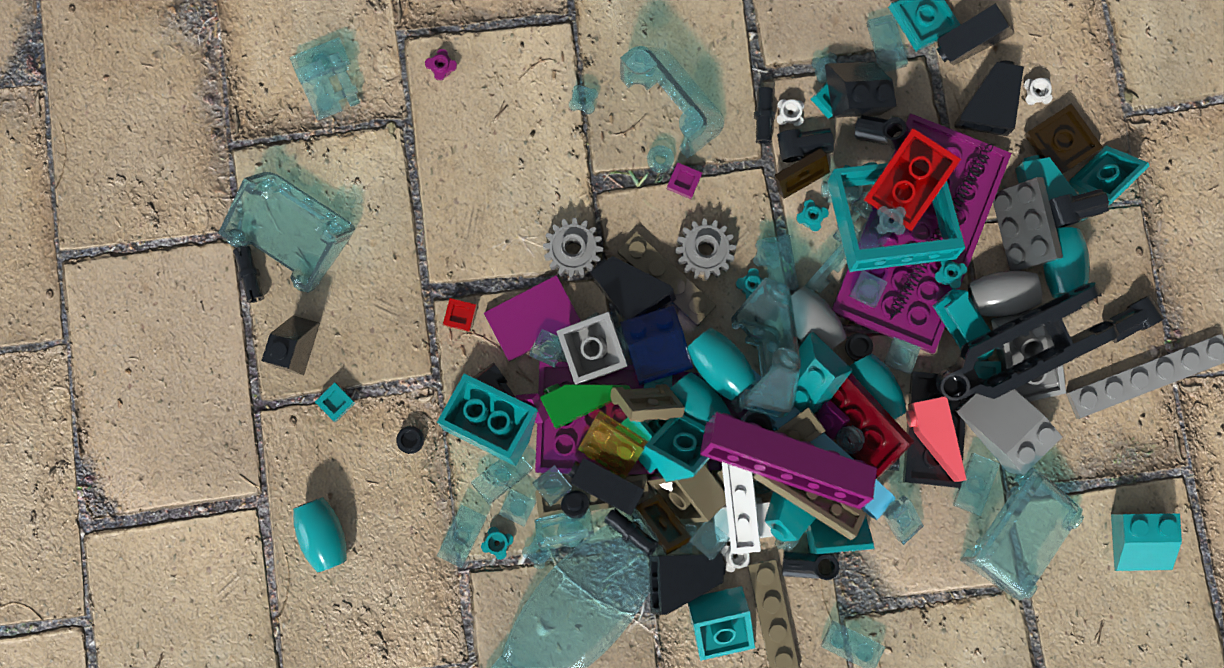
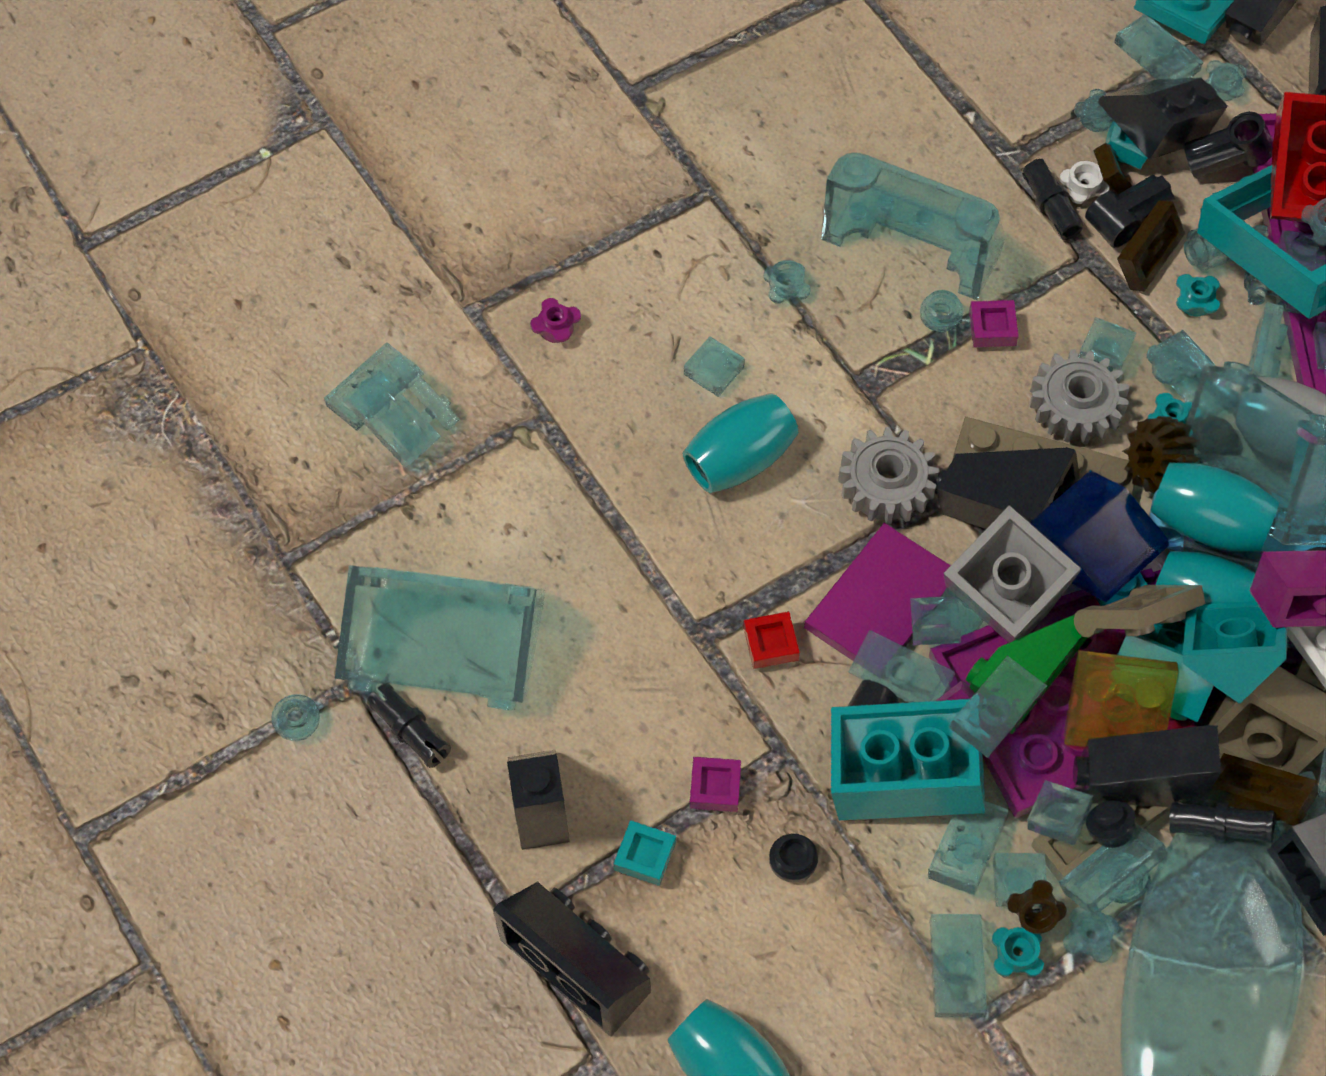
camera: 25 degrees left, 20 degrees down
(200, 245) = (298, 729): none -> clear light blue plate
(269, 441) = (573, 955): none -> black slope
(389, 382) = (715, 784): none -> magenta plate
(500, 192) = (740, 442): none -> teal piece
(513, 529) = (1040, 919): none -> dark brown plate
(515, 134) = (714, 366): none -> clear light blue plate
(516, 367) = (900, 669): none -> clear light blue plate
(542, 419) = (997, 706): none -> clear light blue plate
(723, 310) = (1156, 445): none -> dark brown gear
(740, 224) = (1109, 342): none -> clear light blue plate
(807, 114) = (1110, 170): none -> dark brown tile
(914, 89) = (1226, 79): none -> clear light blue plate

